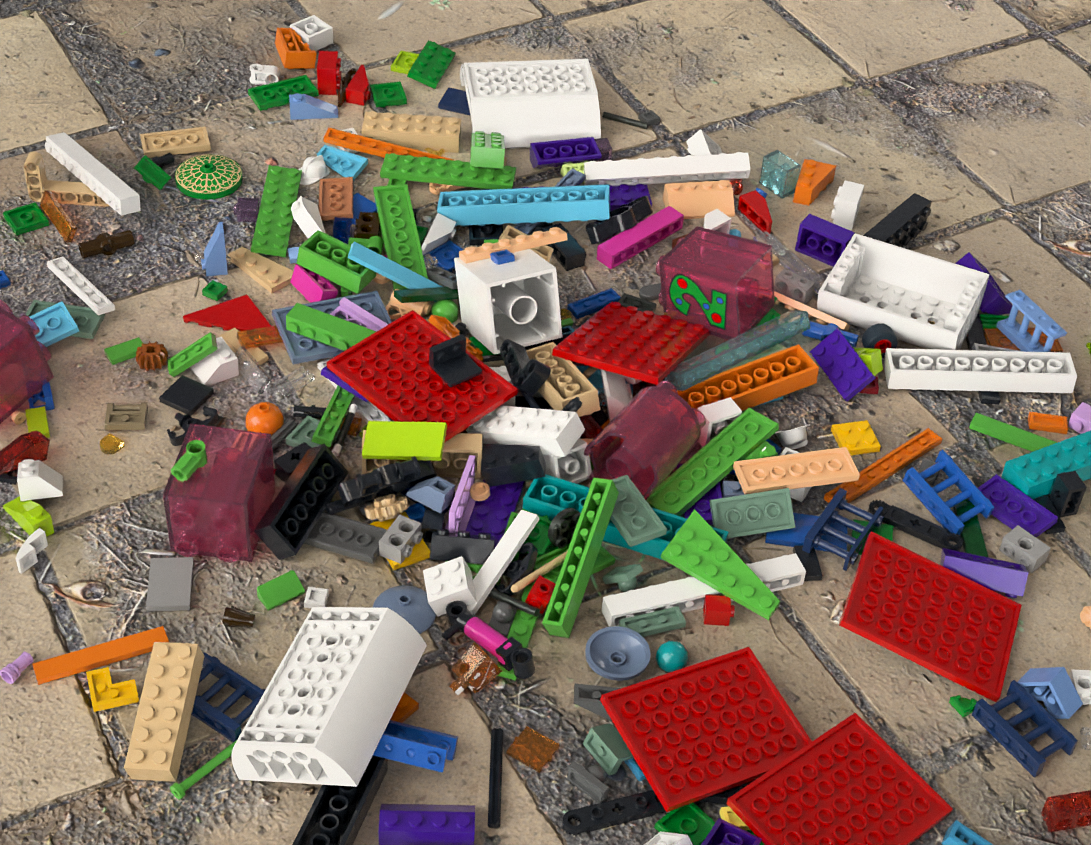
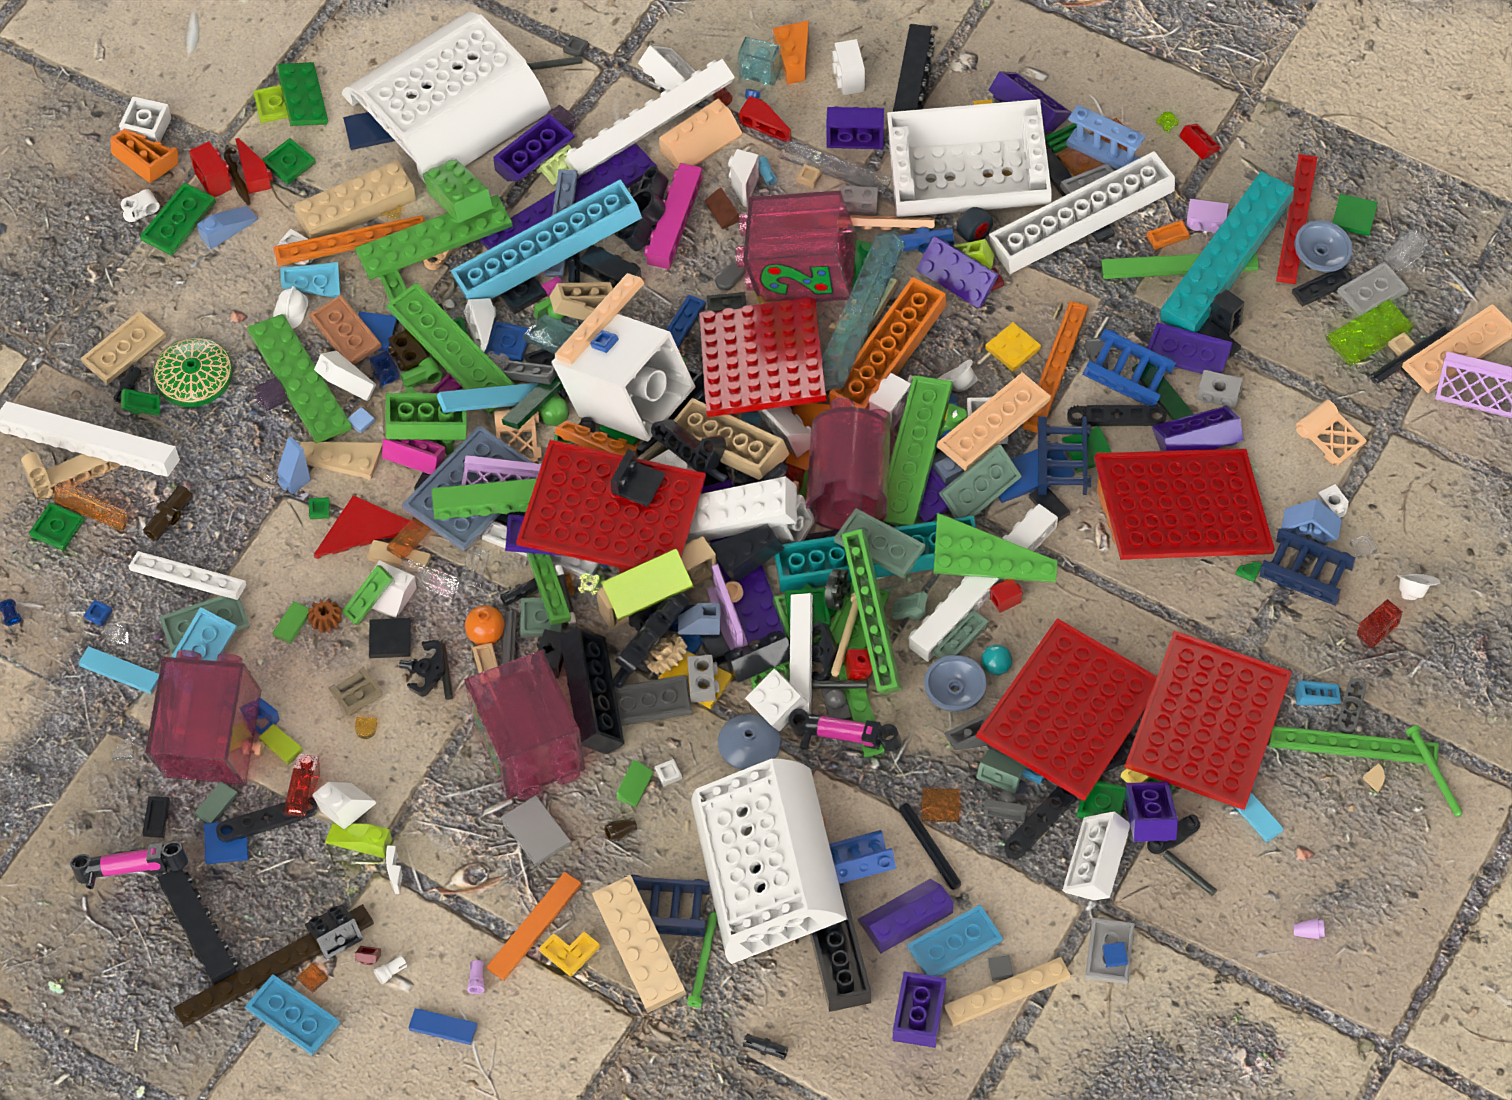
camera: 25 degrees left, 15 degrees up
(191, 460) = (502, 717): bright green piece -> none
(474, 670) = (856, 758): clear orange torso -> none

